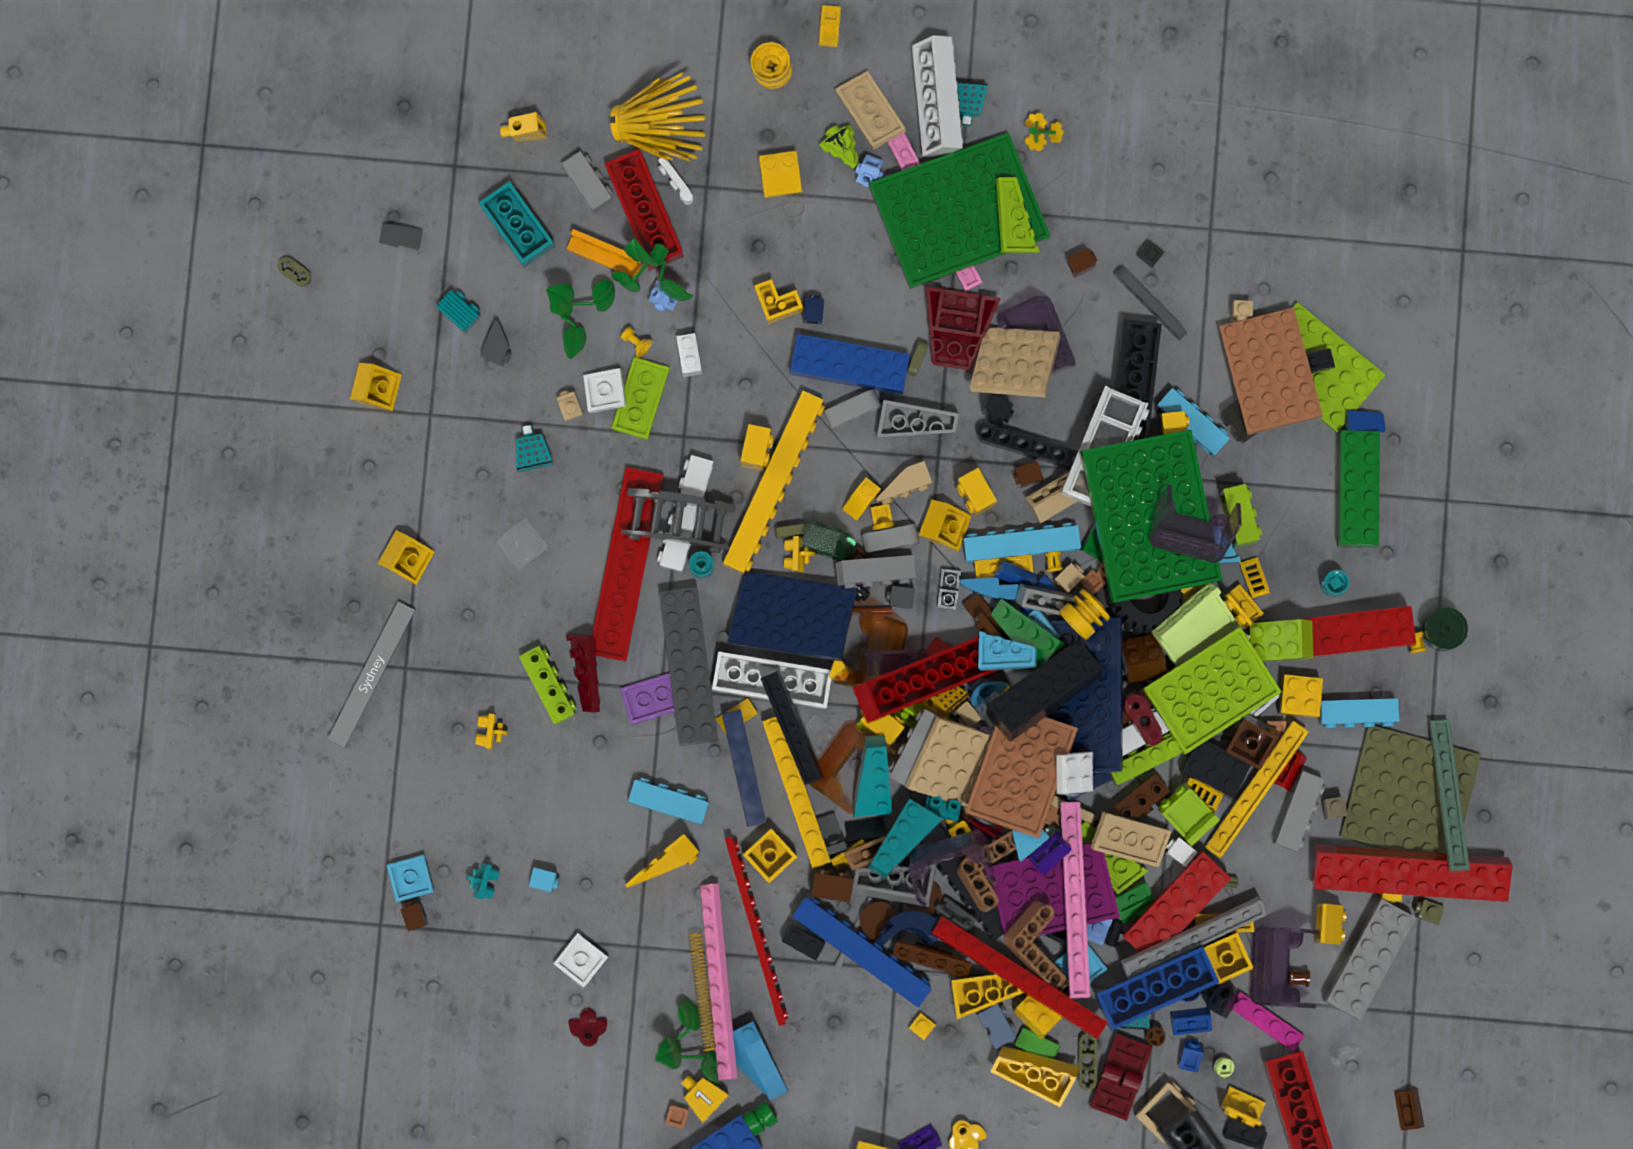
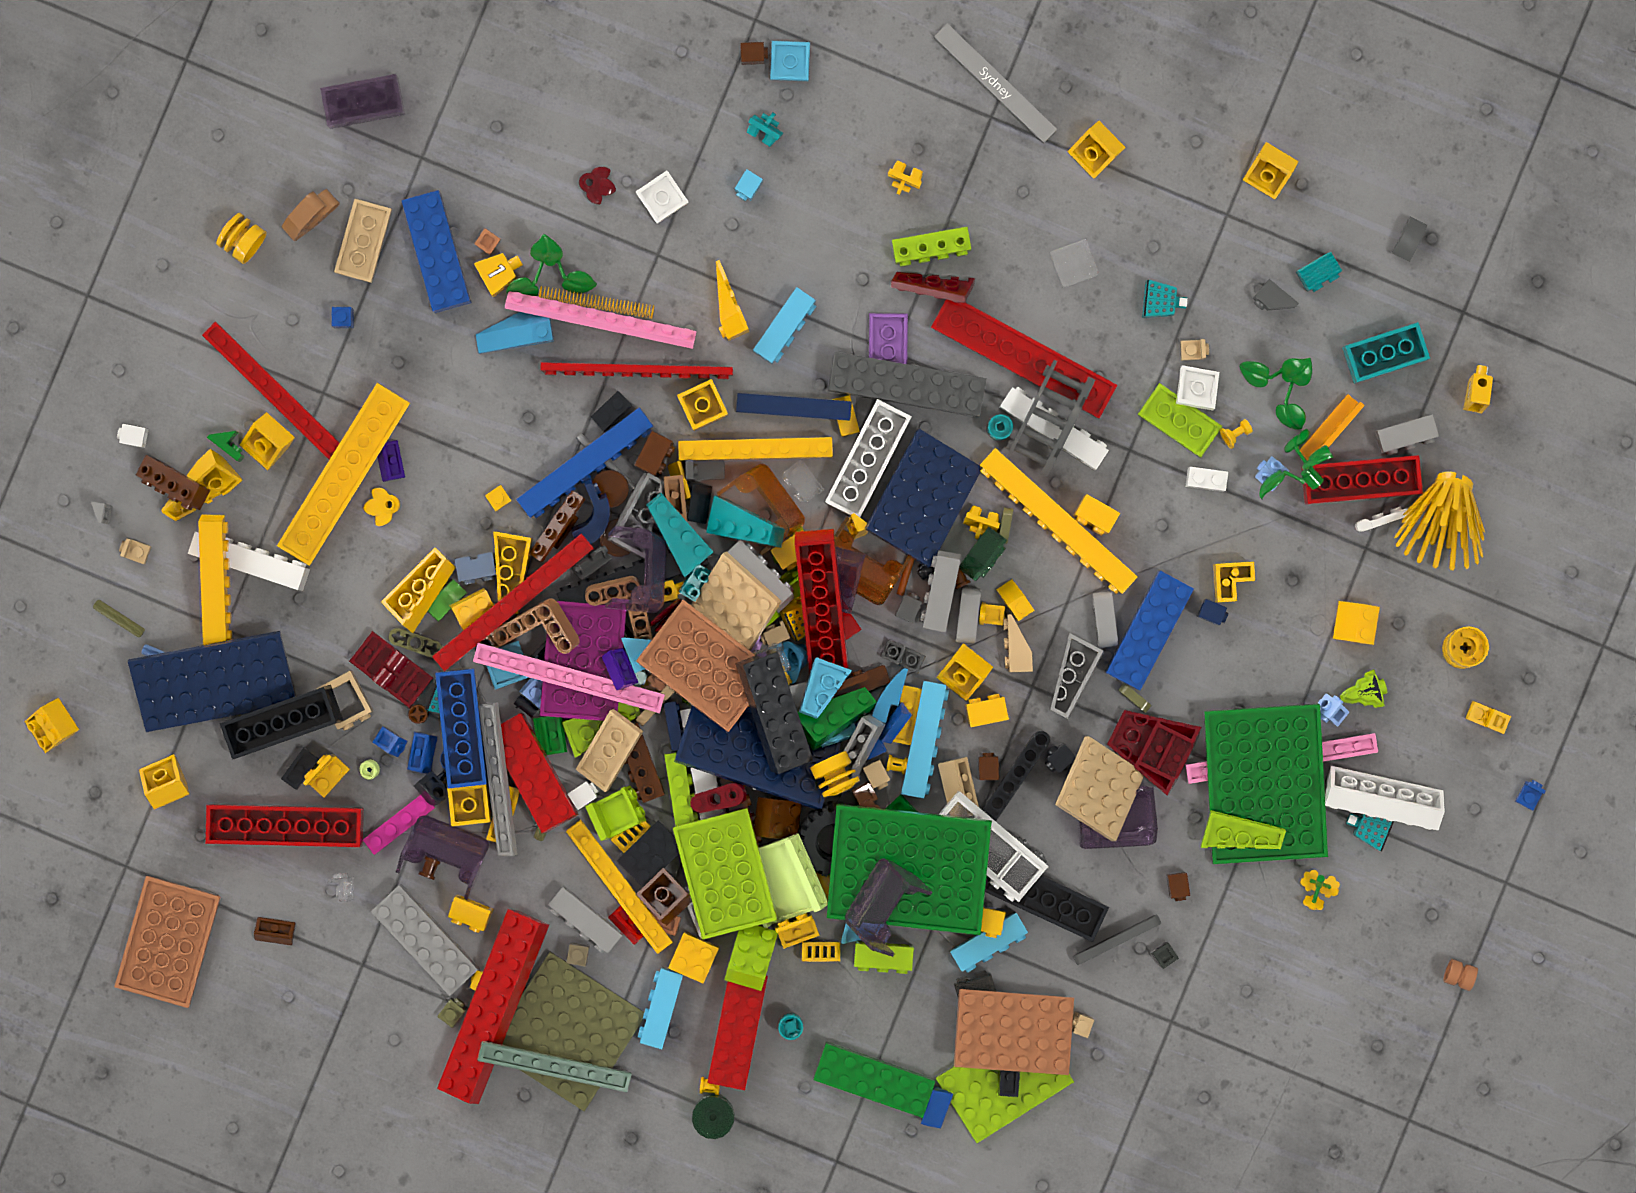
camera: 105 degrees right, 5 degrees up
(291, 275) = (1404, 123): olive beam -> none
(760, 1118) = (461, 318): green wheel -> none
(791, 727) = (816, 462): black plate -> none
(870, 110) = (1391, 729): tan plate -> none
(1074, 772) = (687, 715): white plate -> none

